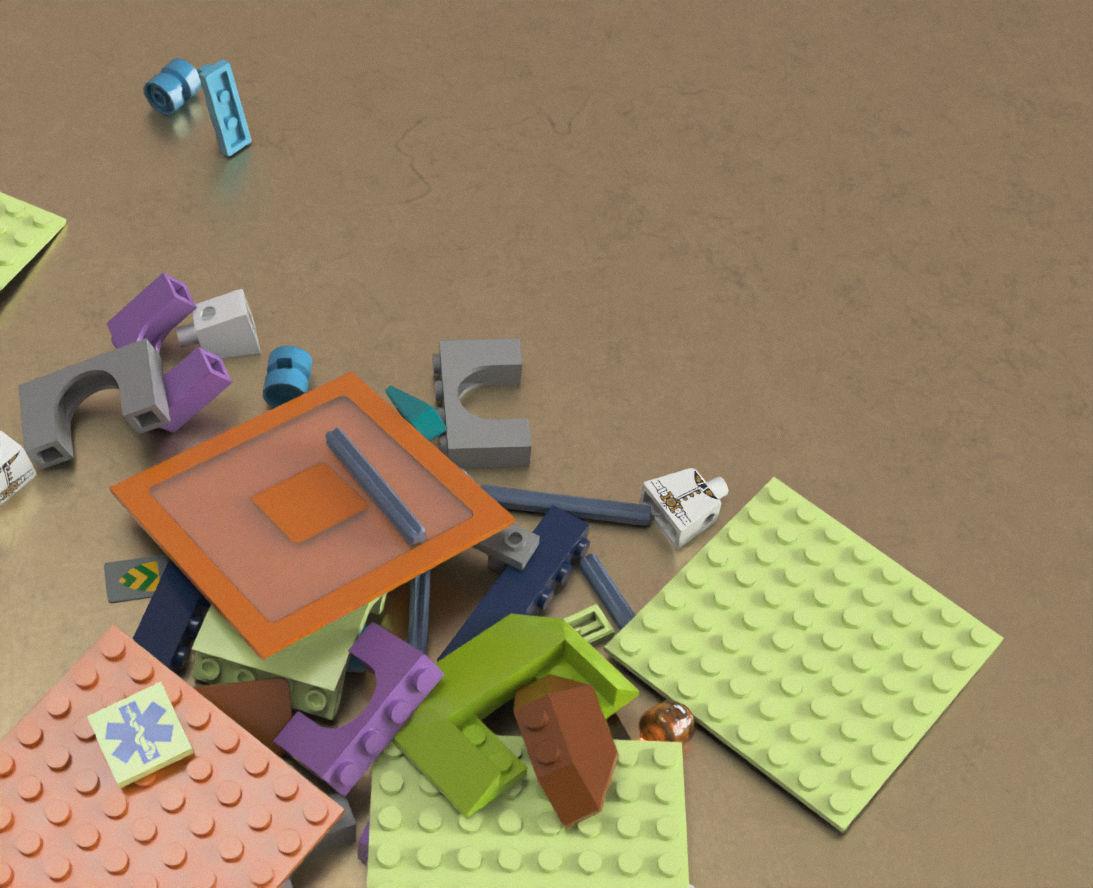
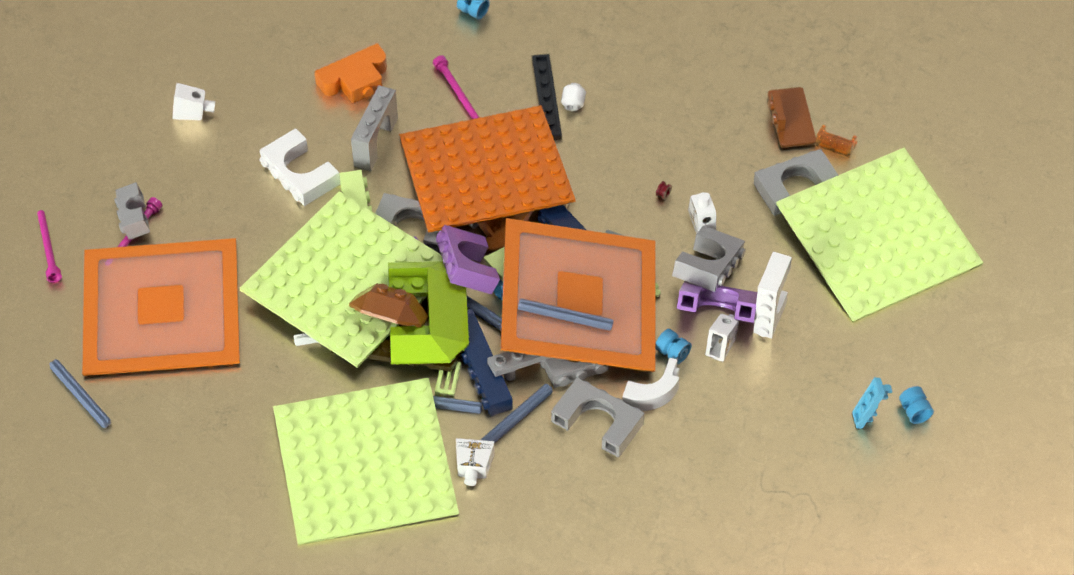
camera: 135 degrees right, 0 degrees up
(123, 237) = (770, 297): none -> white arch
(140, 735) = (515, 182): yellowish green tile -> none
(379, 356) = (653, 395): none -> white arch
(417, 413) = (605, 370): teal slope -> none
(667, 723) = (372, 374): clear orange head -> none

